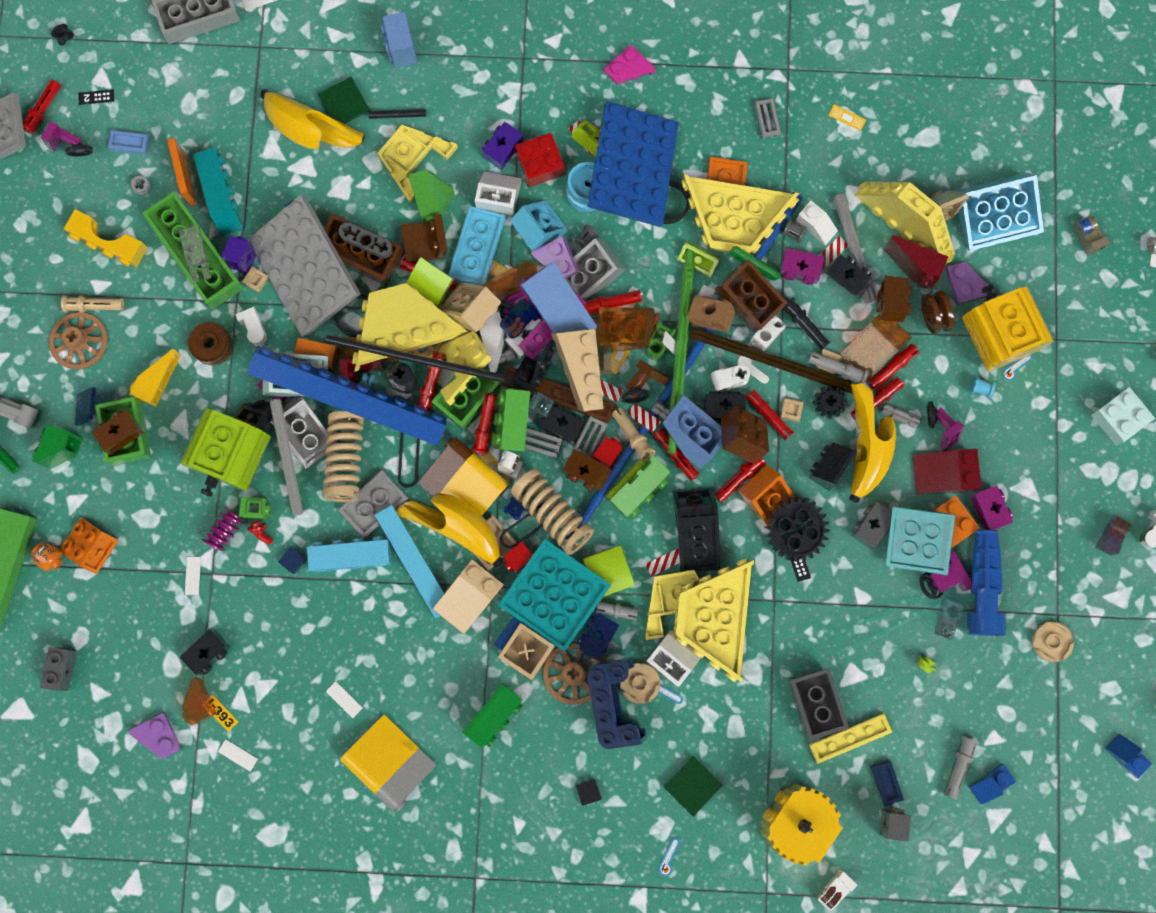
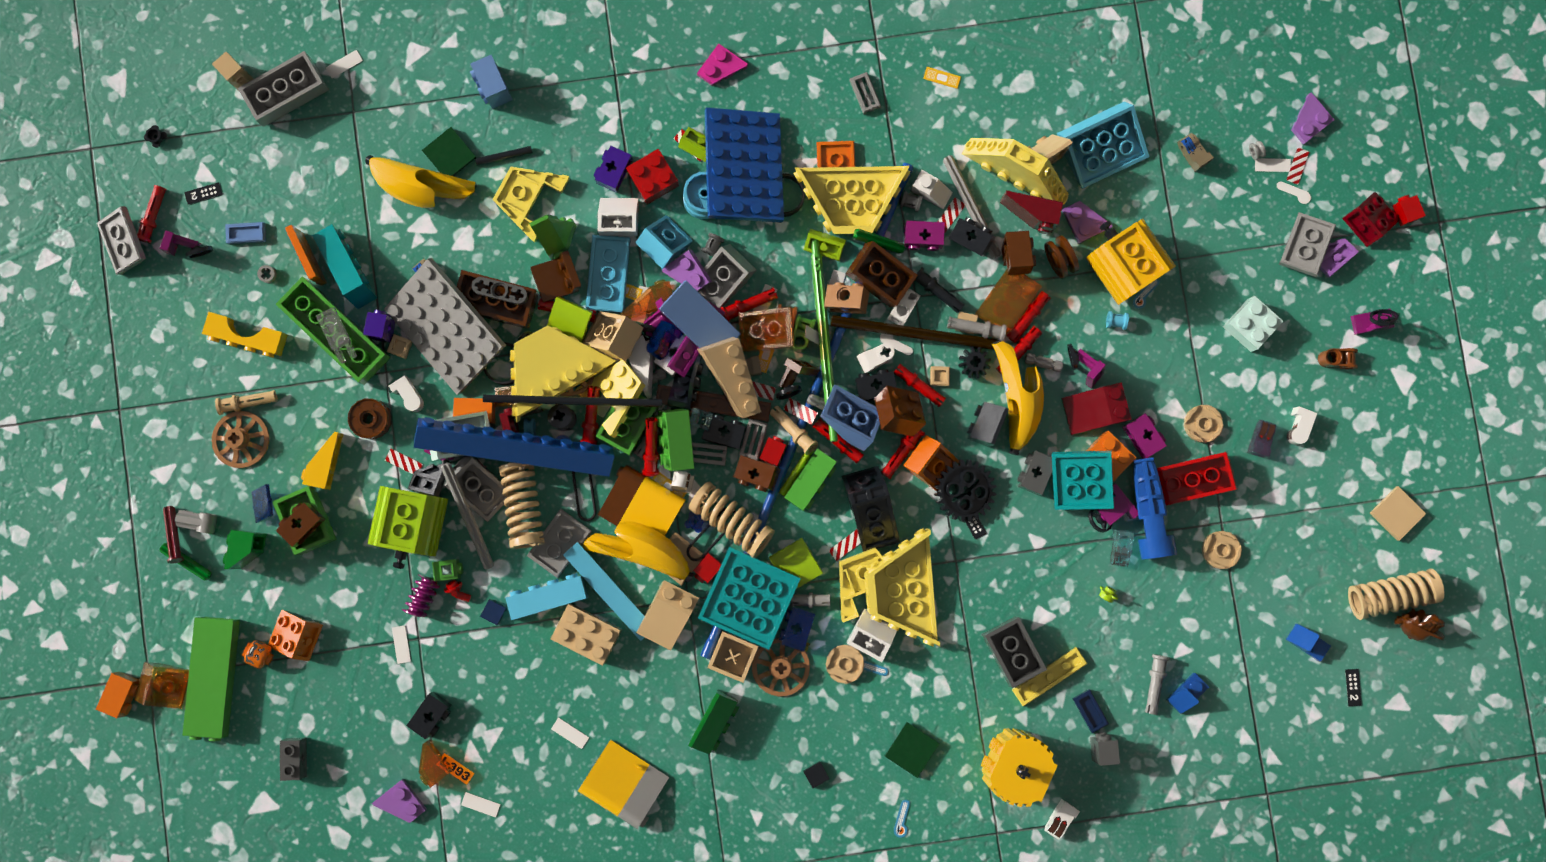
camera: 15 degrees left, 5 degrees up
(233, 393) = (402, 461): none -> sticker
(381, 600) = (586, 634): none -> tan brick
(606, 704) = (826, 712): dark blue windscreen -> none
(1039, 562) = (1197, 478): none -> red slope
(1055, 508) = (1203, 423): none -> tan tile

